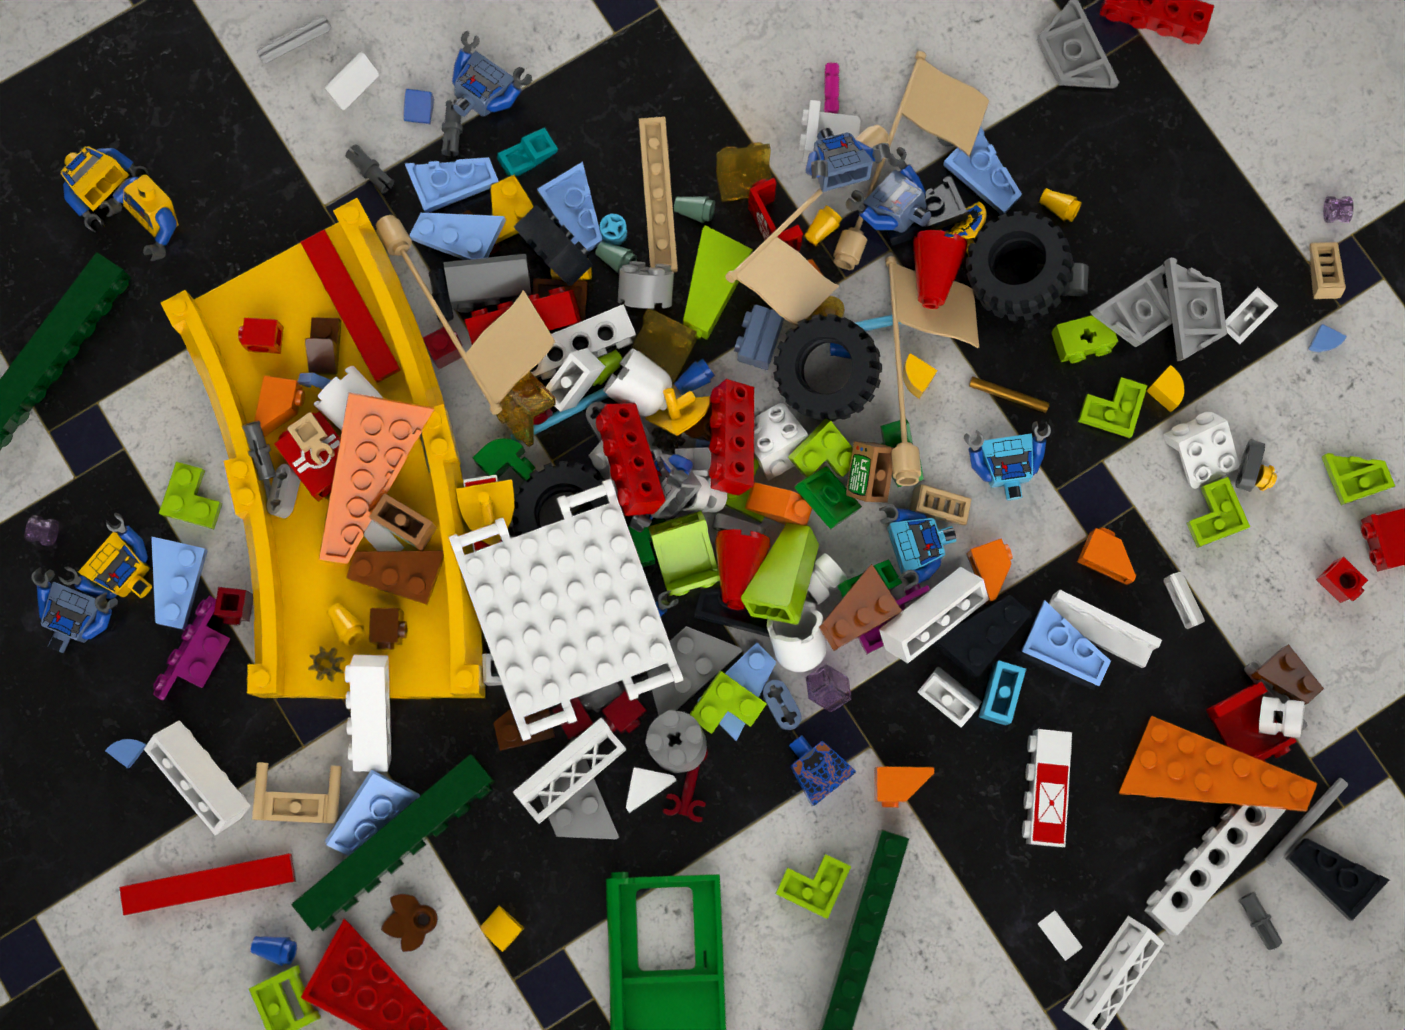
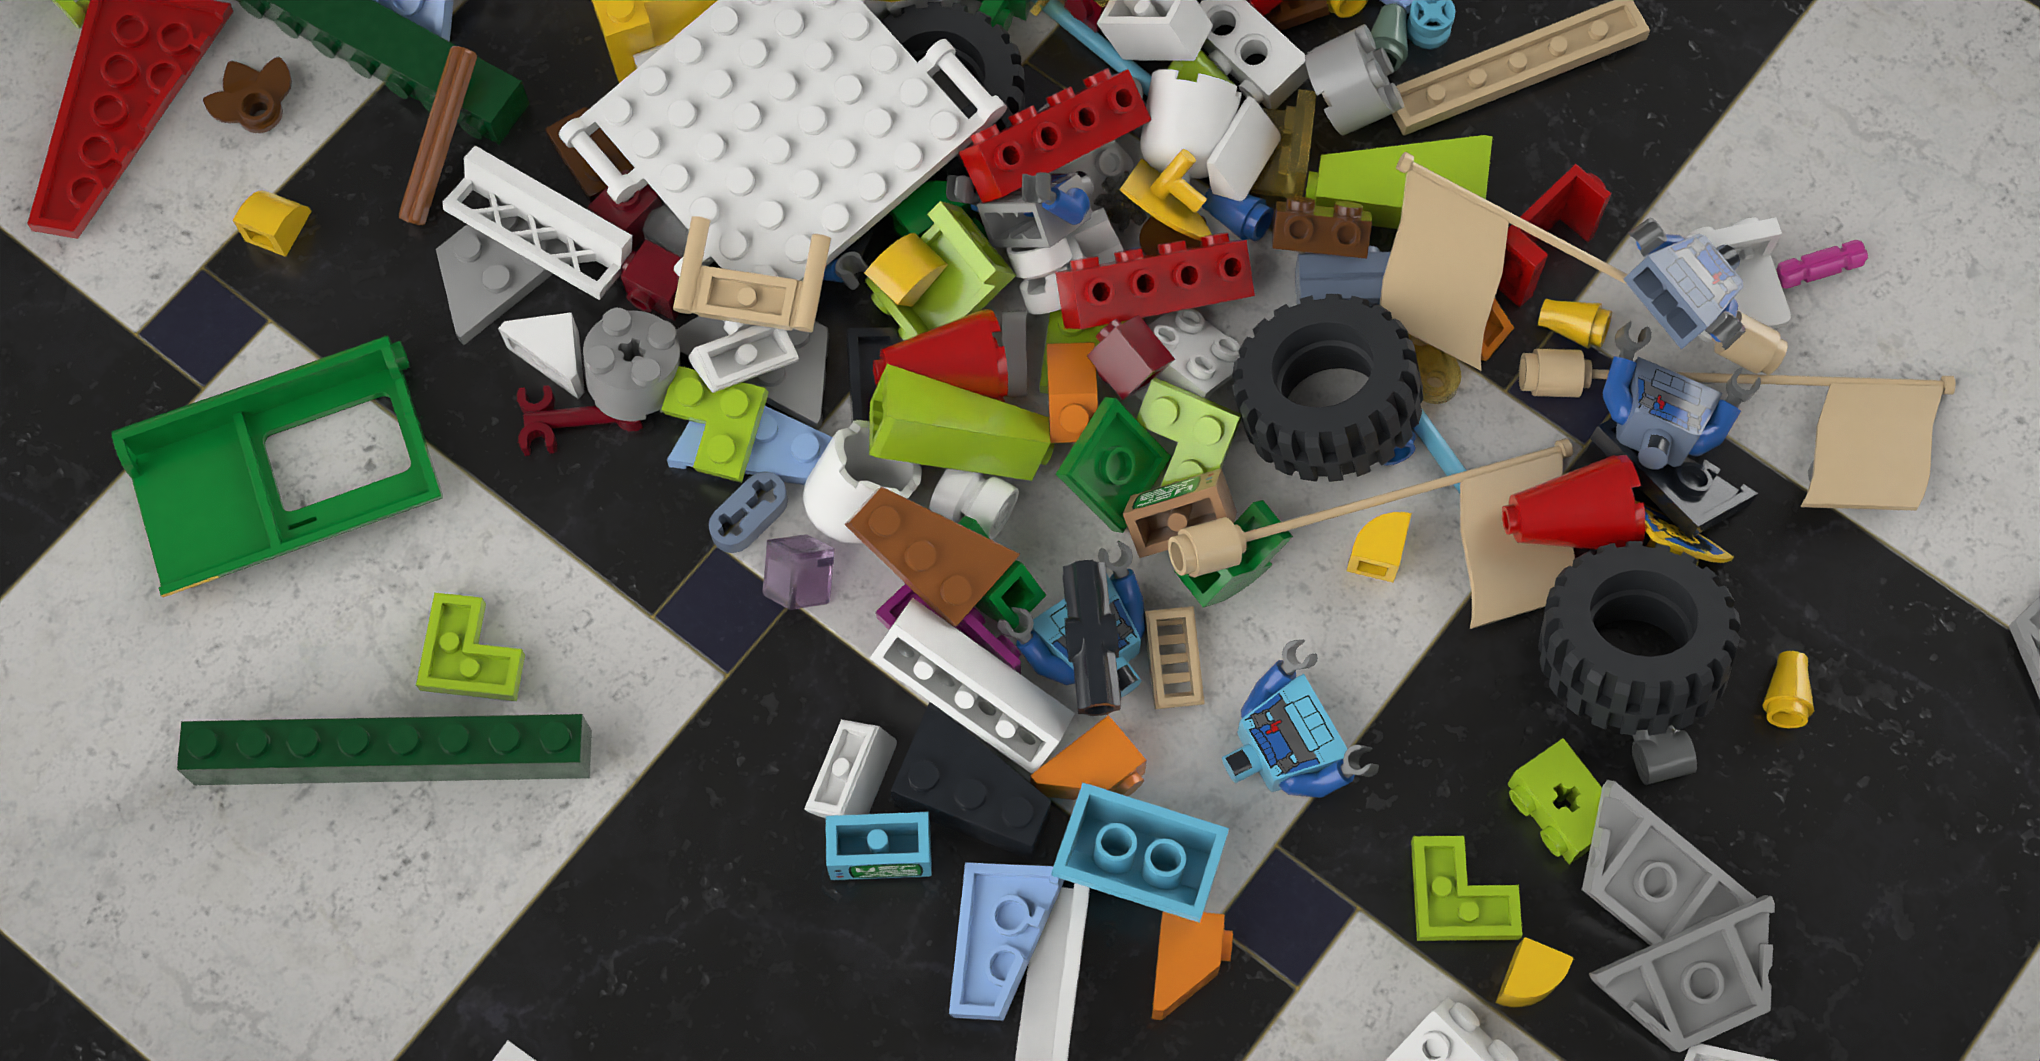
camera: 75 degrees right, 10 degrees down
(488, 813) = (437, 135): none -> dark orange axle
(667, 361) = (1242, 152): none -> white slope
(670, 662) = (746, 295): none -> tan plate
(676, 569) = (906, 269): none -> yellow brick
(695, 207) = (1521, 128): sand green cone -> none
(697, 677) = (742, 356): none -> white slope
(730, 337) = (1321, 229): none -> reddish brown plate
(741, 169) = (1622, 162): clear yellow bracket -> none
(777, 465) = (1129, 356): none -> dark red brick
(818, 769) = (657, 597): torso -> none
(898, 783) = (672, 729): orange slope -> none
(930, 542) = (1091, 638): none -> black piece
(985, 174) = (1787, 547): light blue wing -> none
(1009, 394) = (1411, 711): pearl gold bar -> none
(1047, 788) = (741, 979): white brick -> none
(1053, 559) = (1141, 852): none -> medium azure slope

